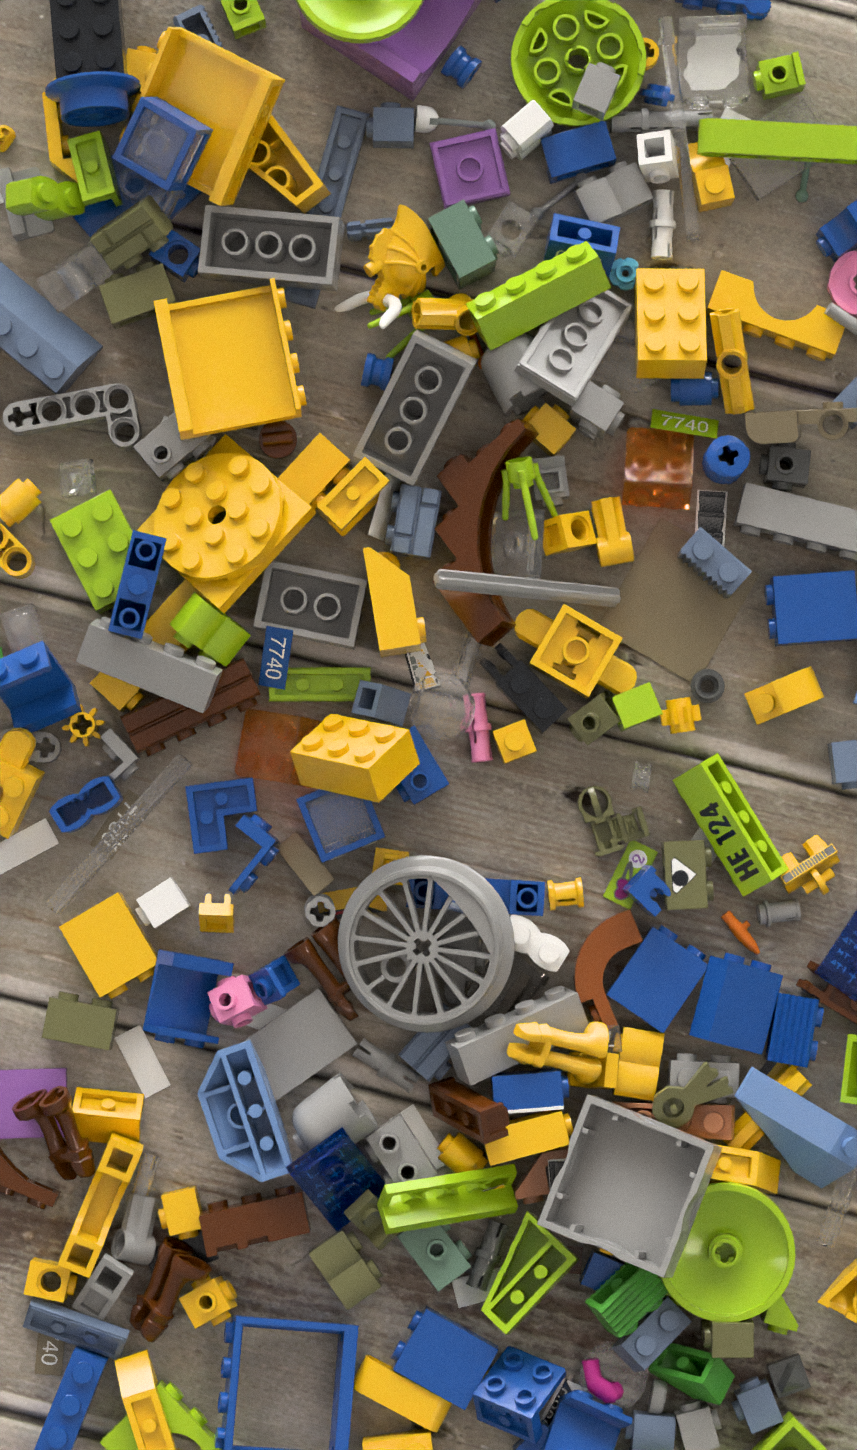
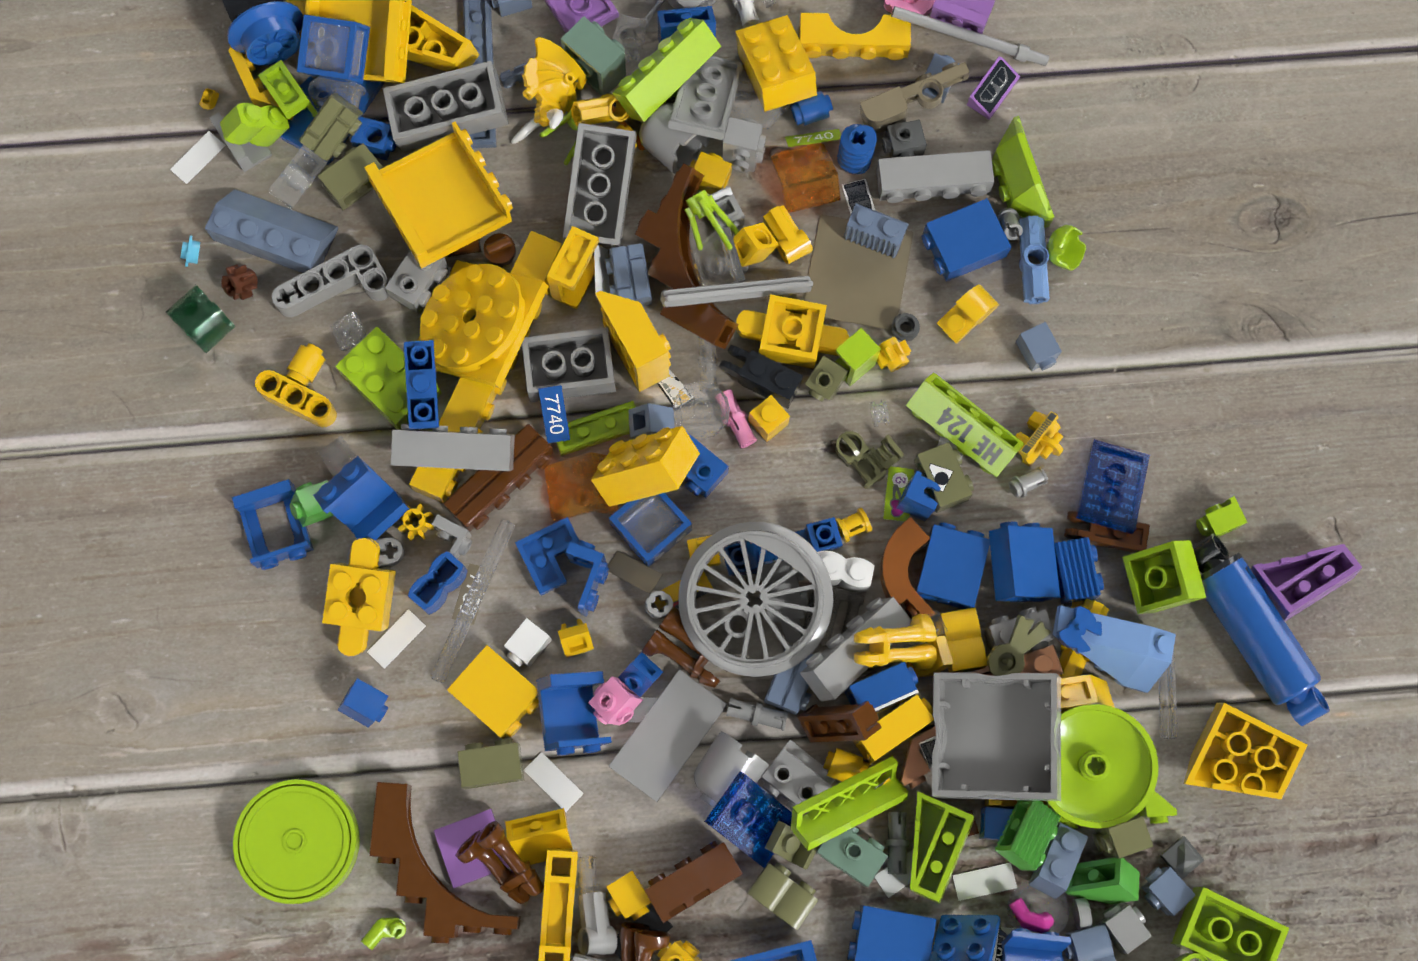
camera: 20 degrees left, 10 degrees down
(209, 630) = (492, 407): lime brick -> none
(244, 1114) = (652, 791): medium blue wedge -> none
(377, 371) = (560, 174): blue wheel -> none
(567, 1327) = (984, 881): none -> white sticker
(616, 277) = (727, 50): medium azure plate -> none
(730, 341) = (824, 58): yellow piece -> none
(740, 931) = (1004, 508): orange helmet -> none
(770, 1093) = (1081, 621): none -> blue piece

